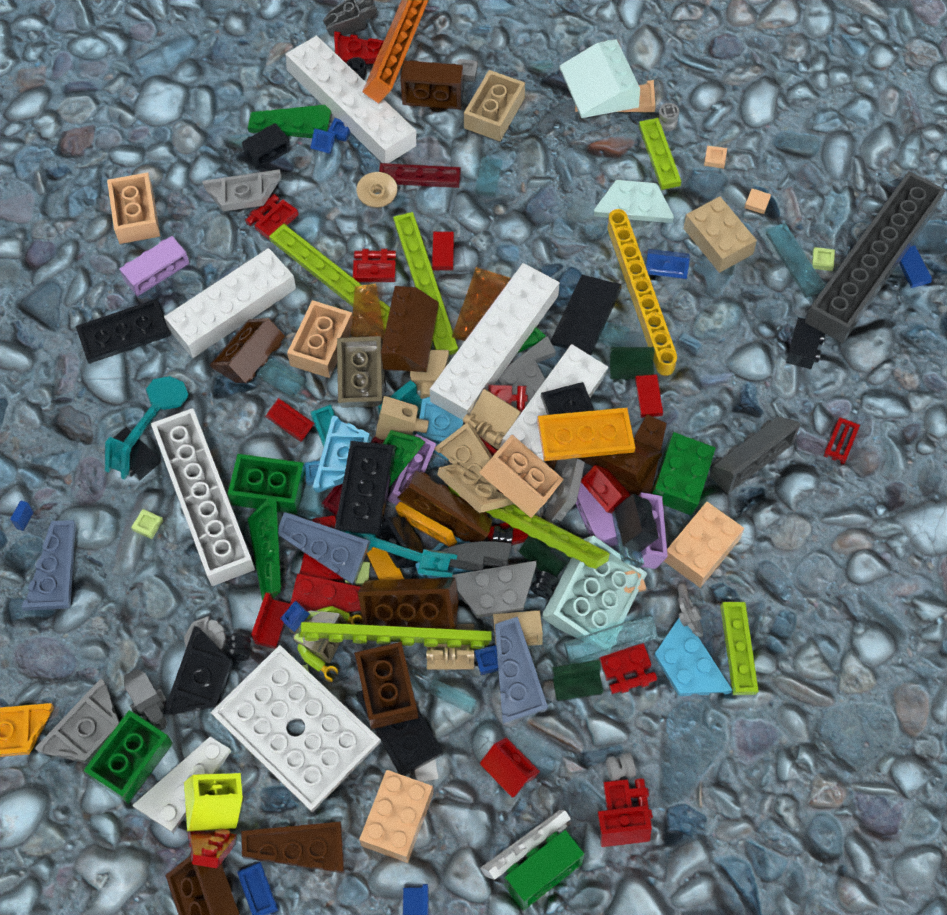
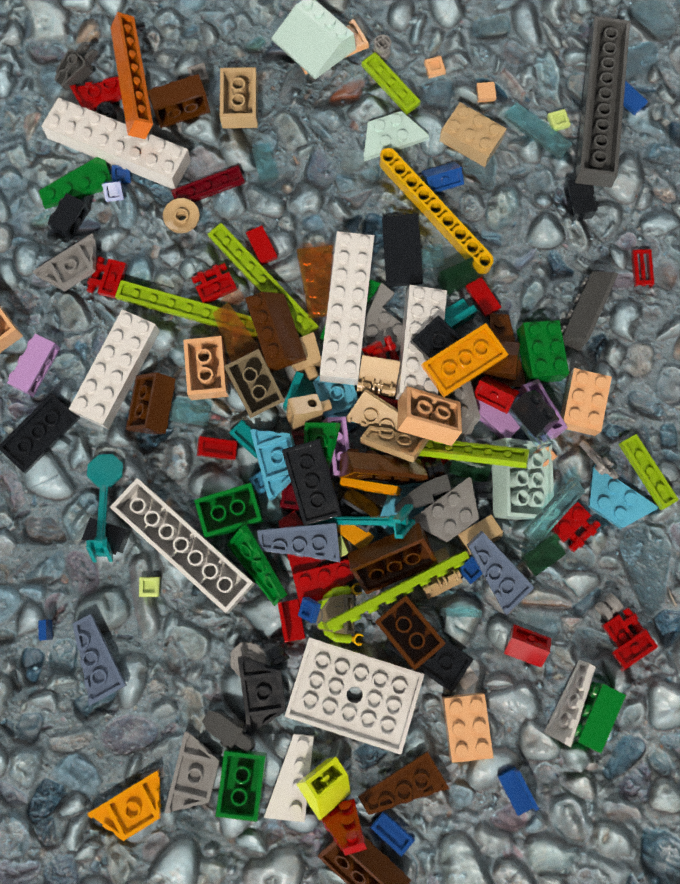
camera: 25 degrees left, 15 degrees up
(611, 399) = (459, 314): none -> teal panel

